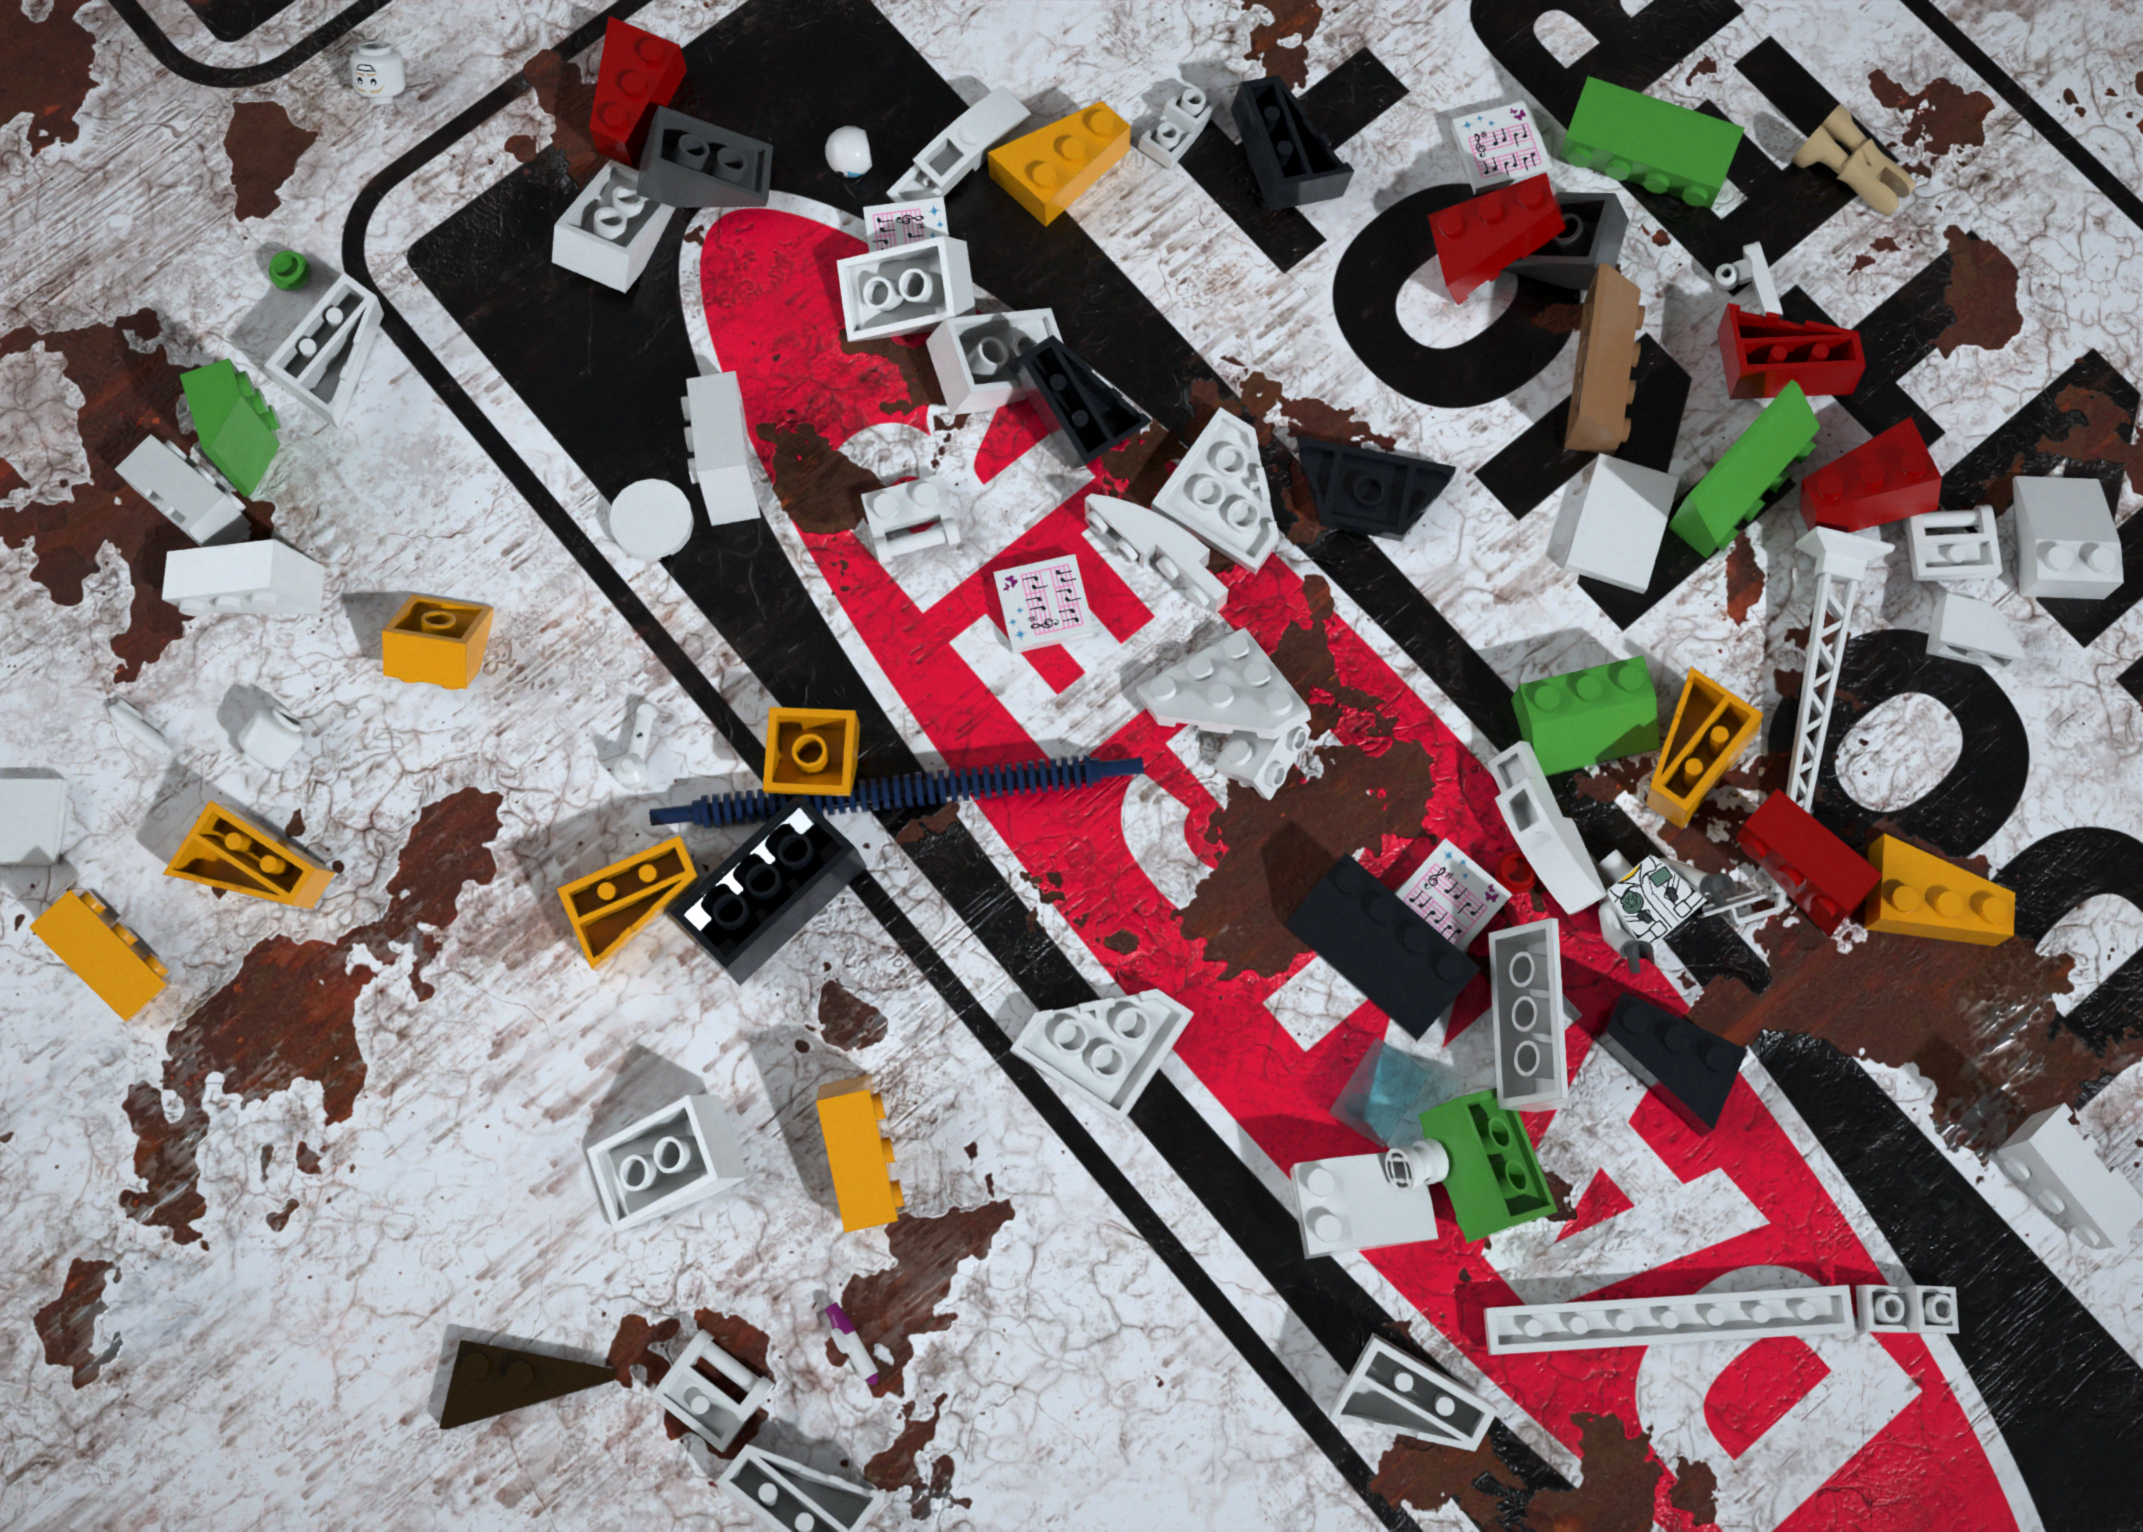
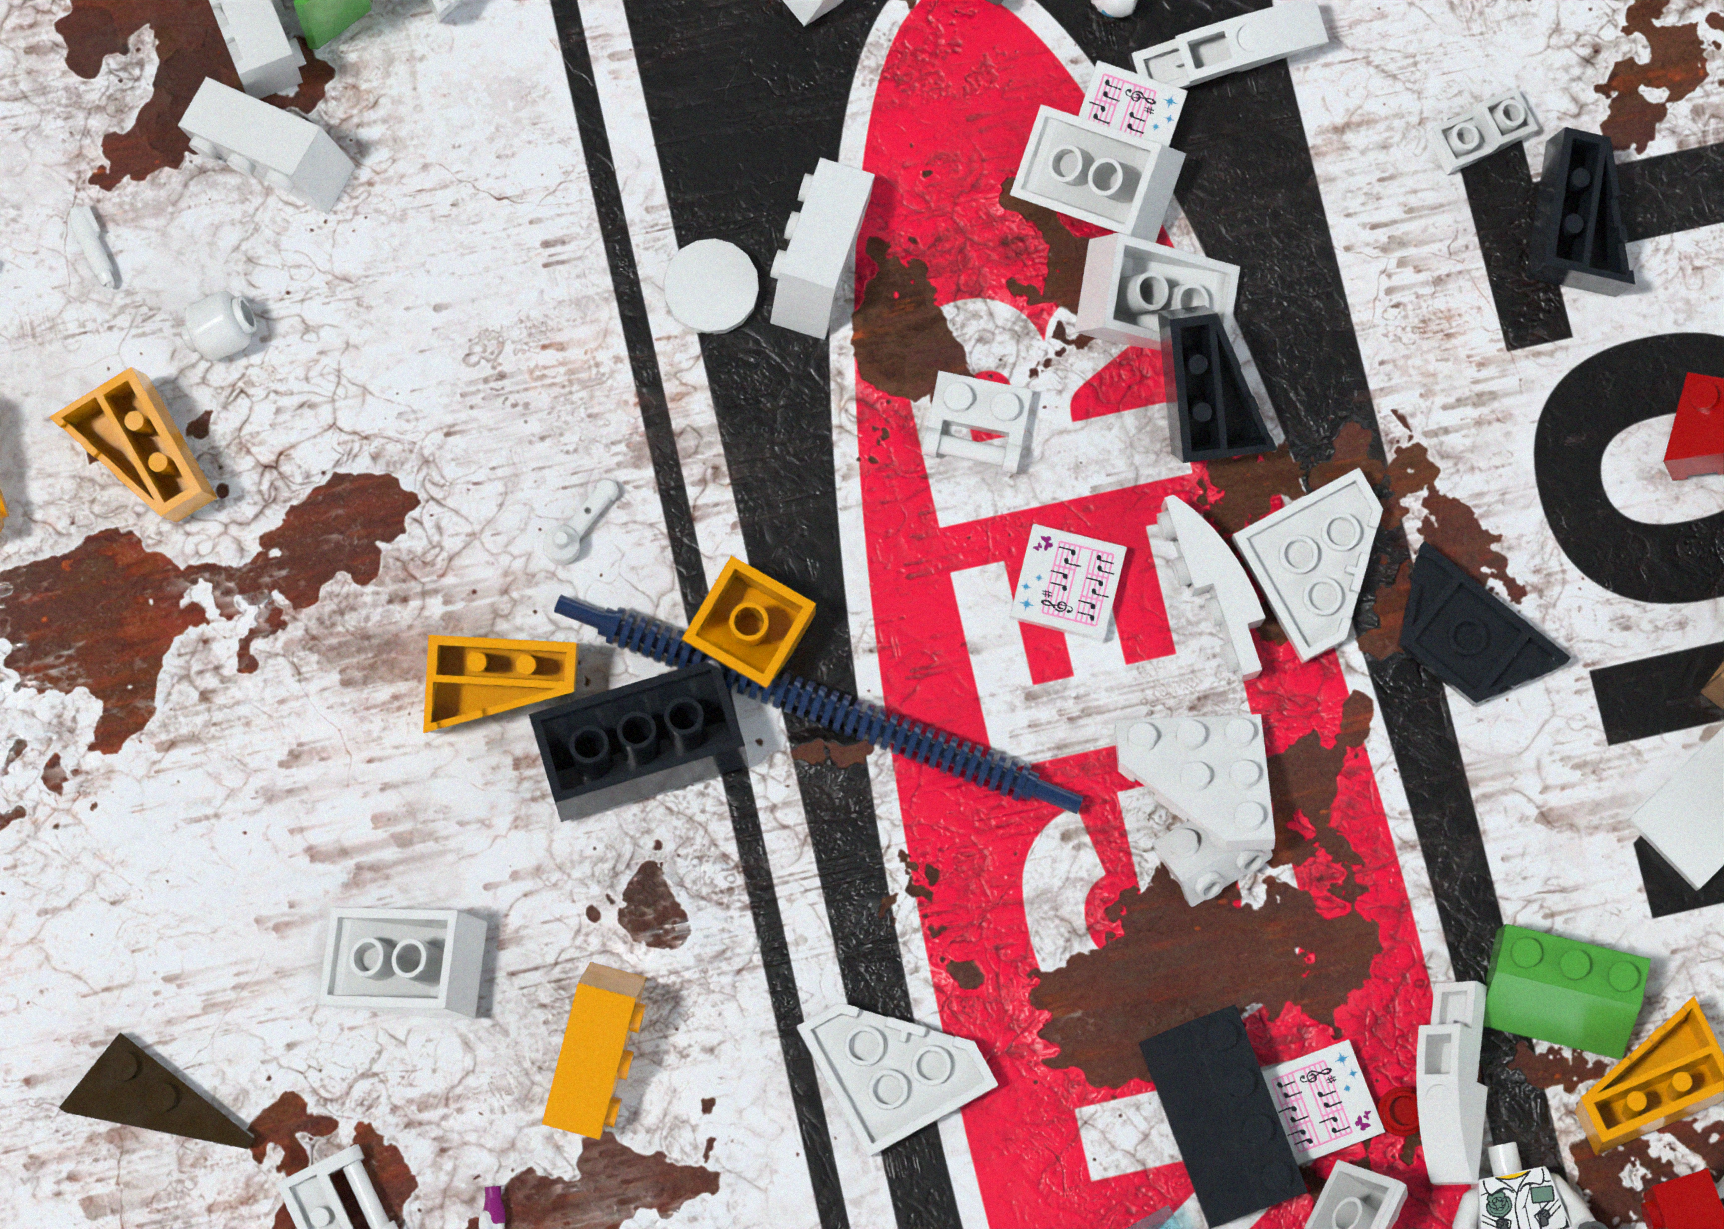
camera: 20 degrees right, 5 degrees up
(436, 641) = (432, 307): light orange slope -> none
(1060, 160) = (1333, 110): light orange wedge -> none

